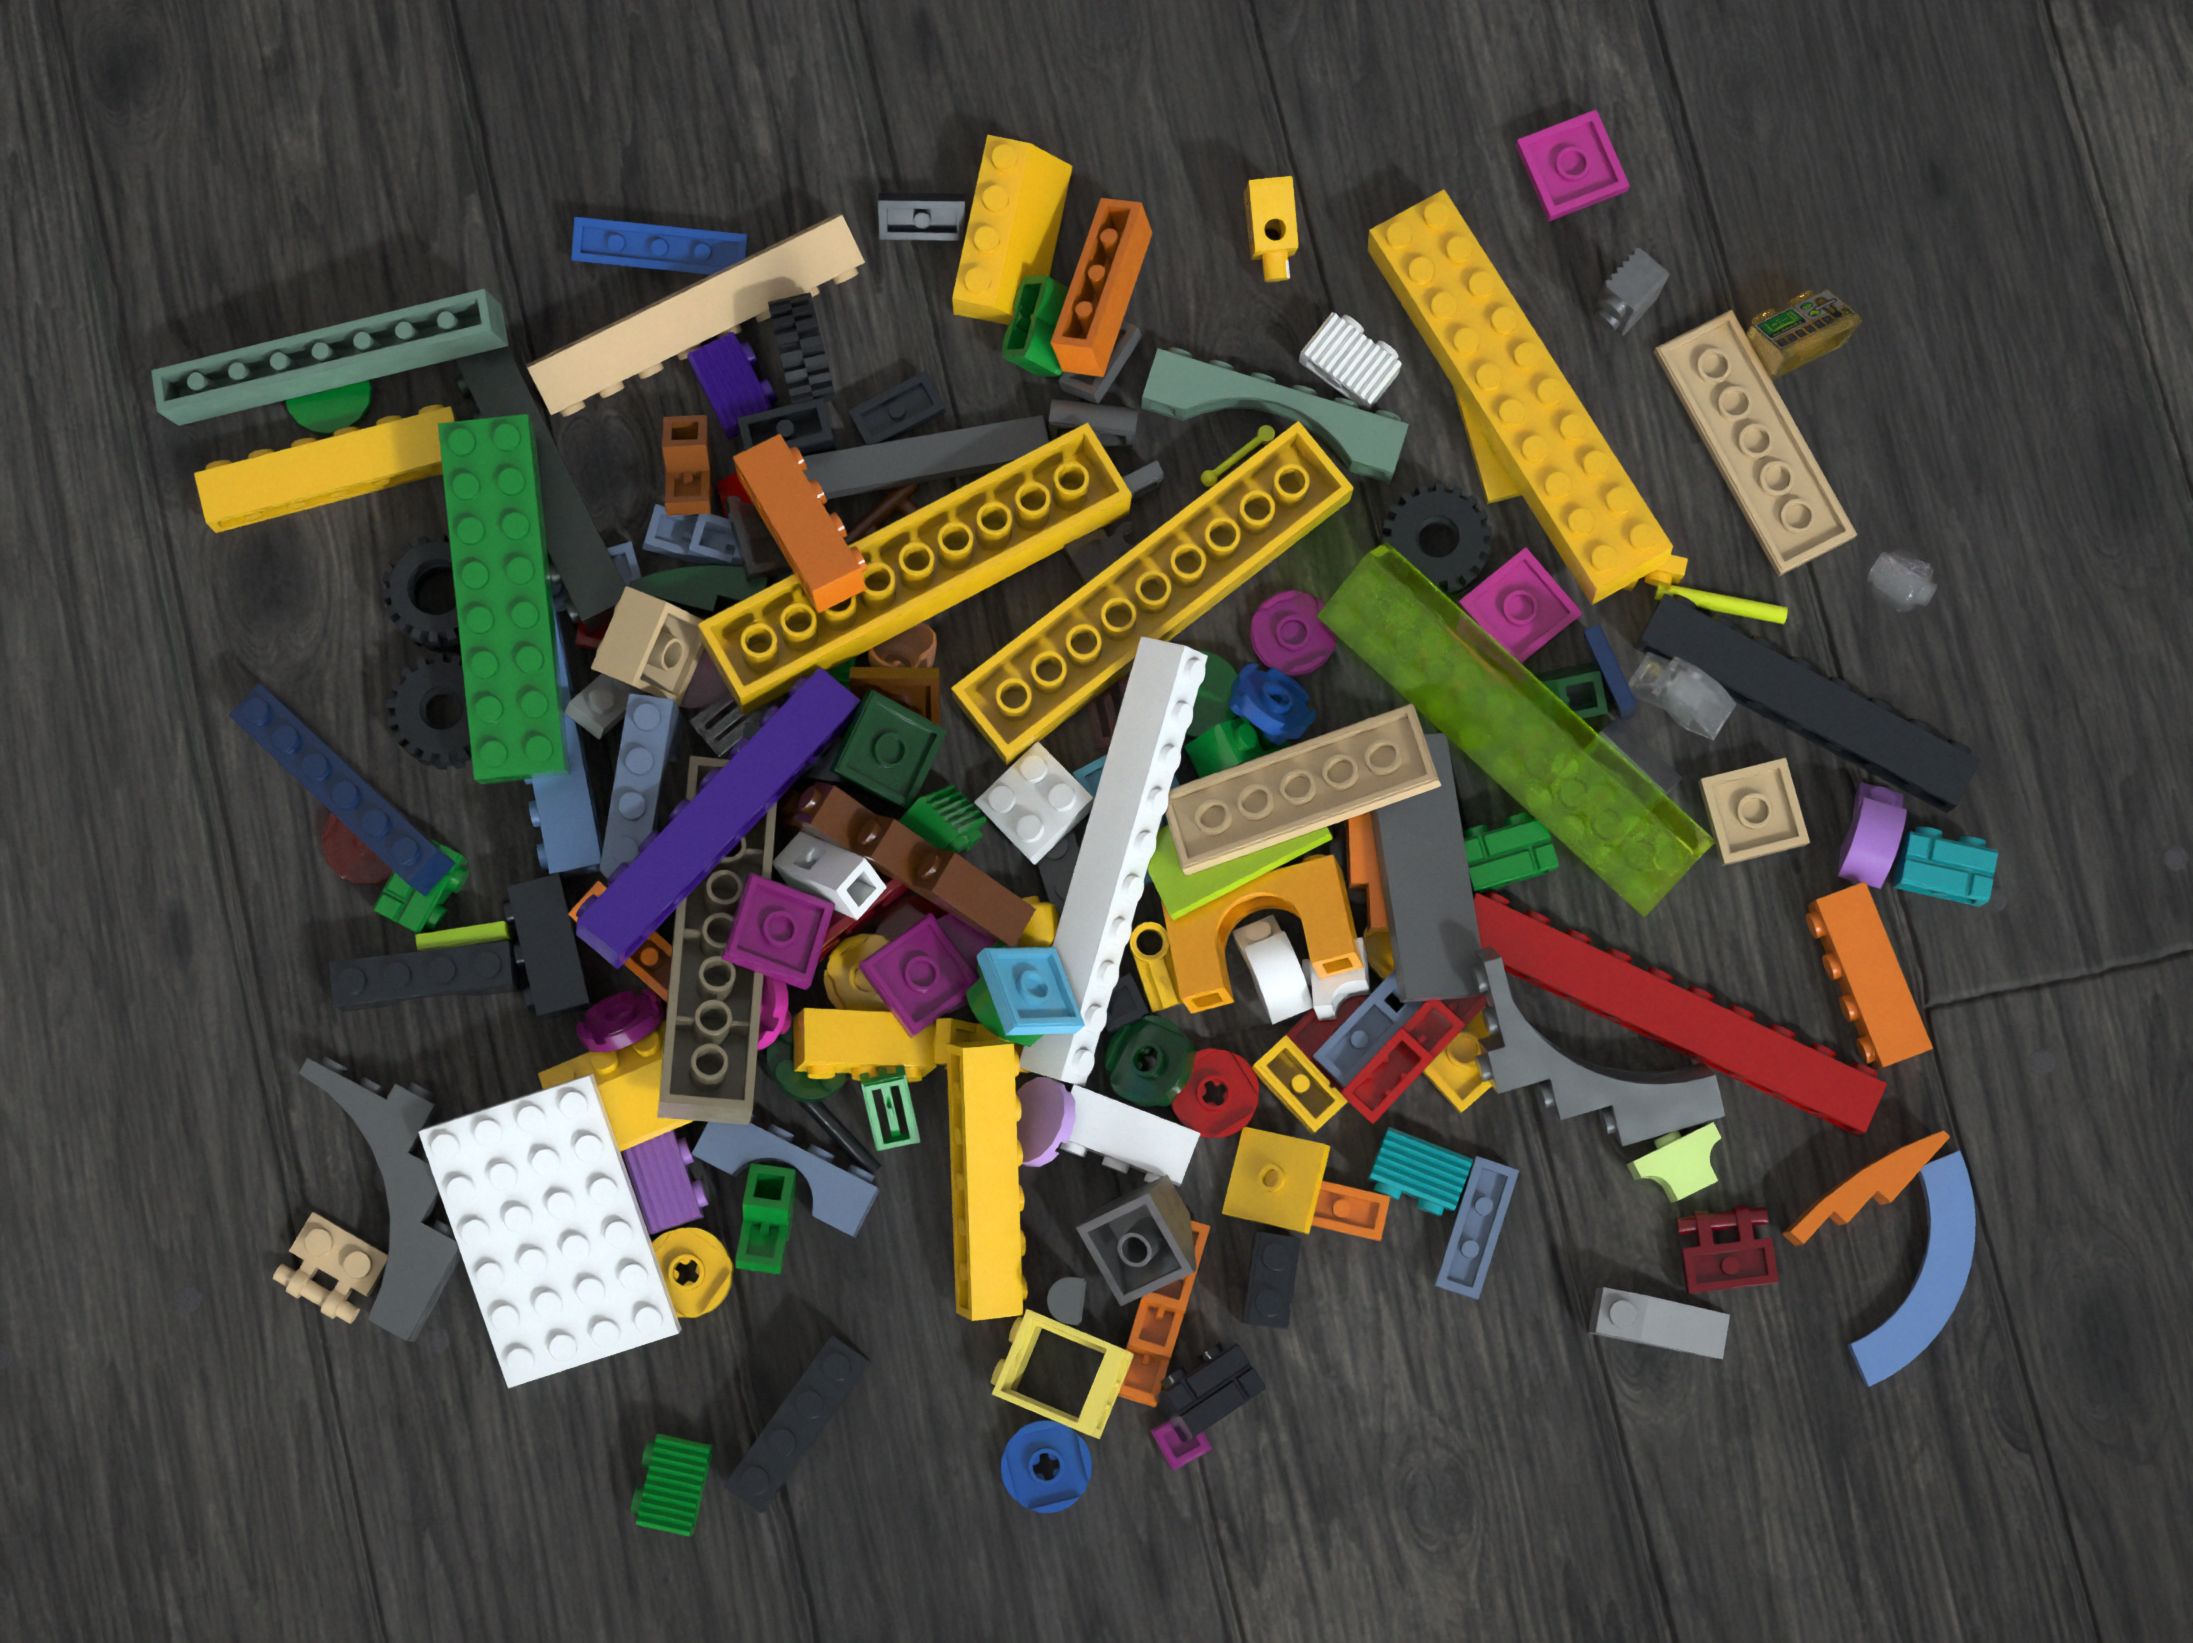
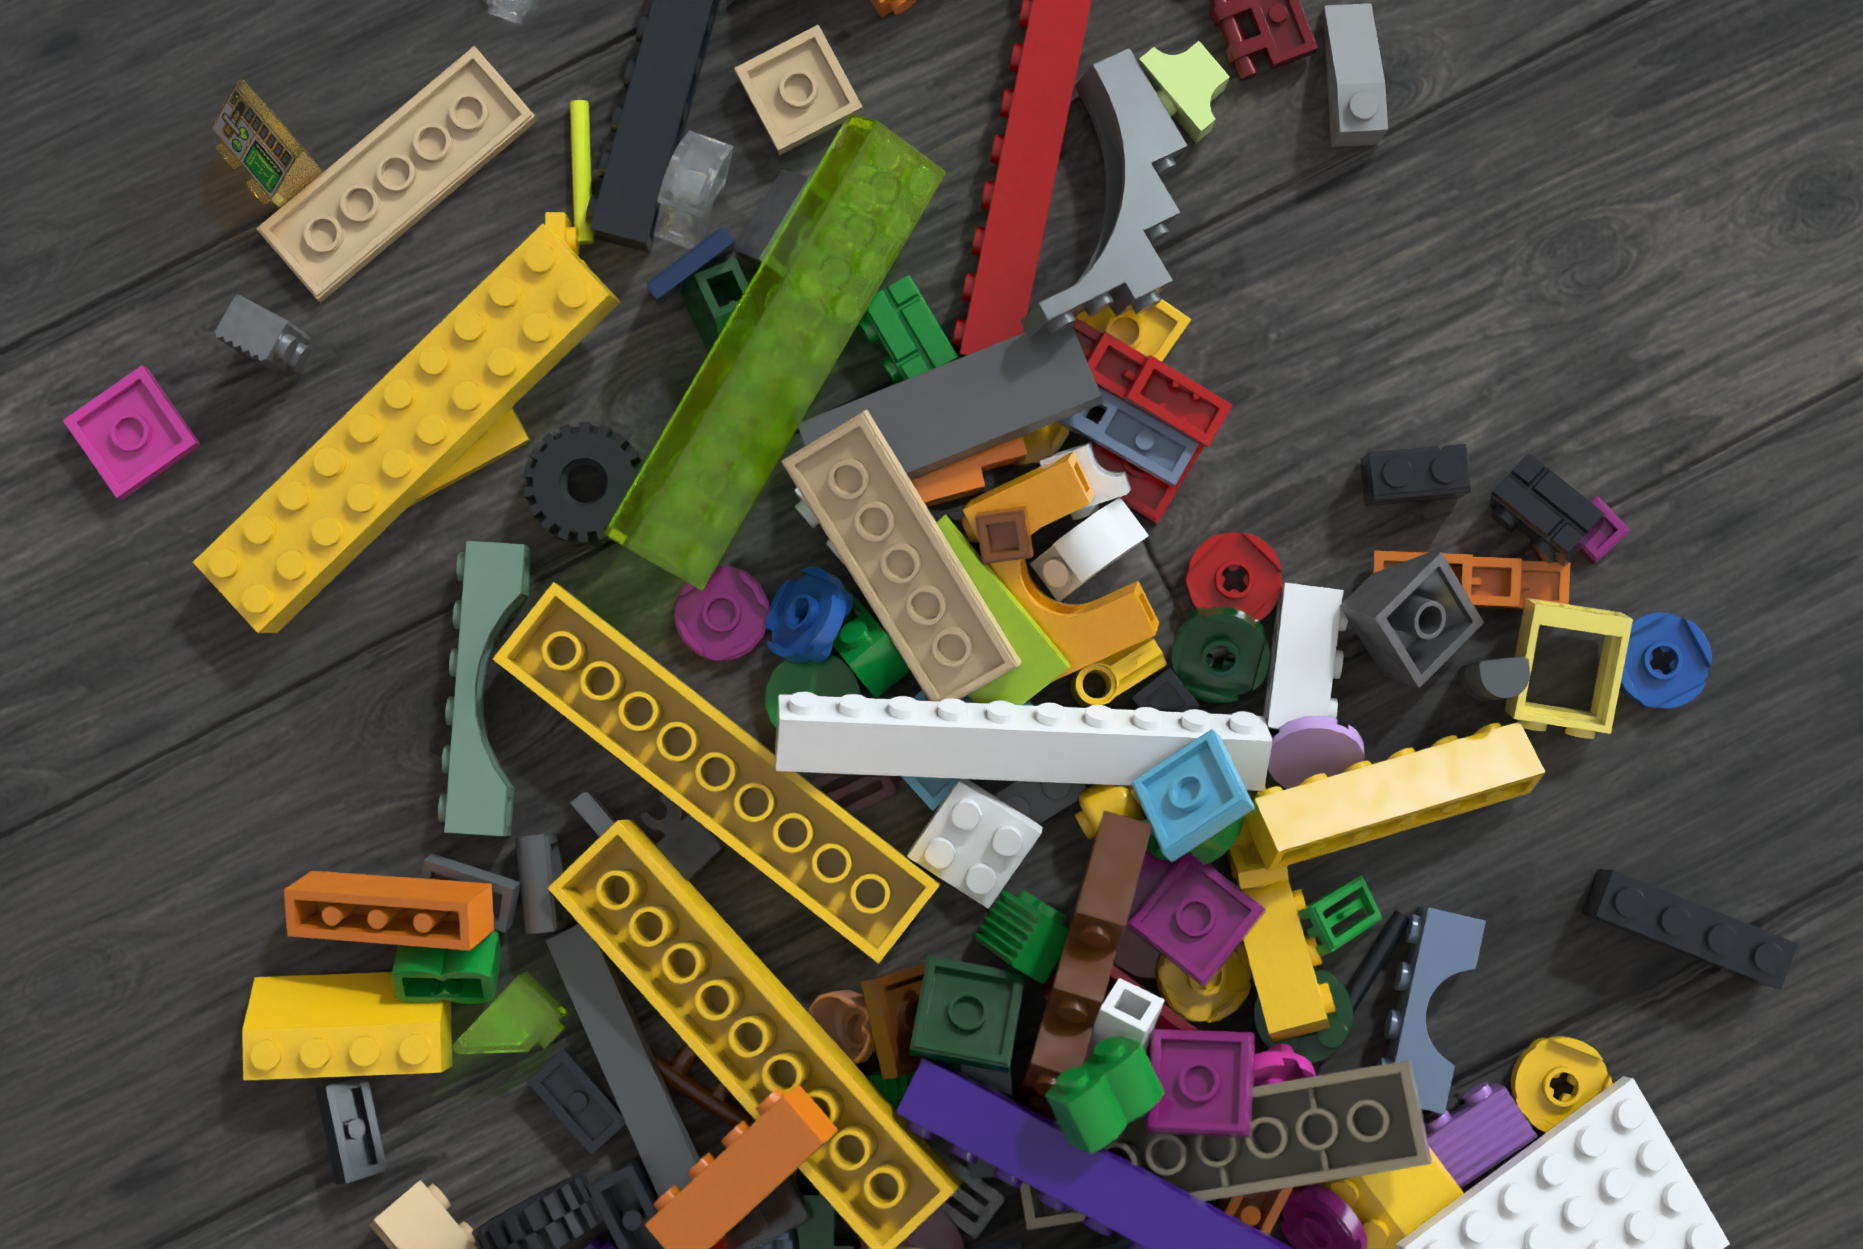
camera: 100 degrees left, 5 degrees up
(672, 1484) = (1783, 1042): green brick -> none
(766, 1218) = (1490, 1015): green brick -> none
(792, 839) = (1104, 1093): none -> green brick
(979, 373) = (515, 1021): none -> clear neon green slope
(1264, 435) = (510, 695): neon yellow hinge -> none
(1271, 206) = (253, 743): yellow torso -> none
(1276, 1180) = (1310, 494): yellow plate -> none
(1299, 1085) = (1207, 492): yellow brick -> none
(1301, 884) = (1004, 535): none -> dark orange tile
(1351, 360) = (407, 620): white brick -> none
(1351, 1211) = (1320, 421): orange plate -> none
(1420, 1171) = (1262, 349): teal brick -> none
(1476, 1228) = (1304, 278): sand blue plate -> none
(1521, 606) = (637, 379): dark pink plate -> none

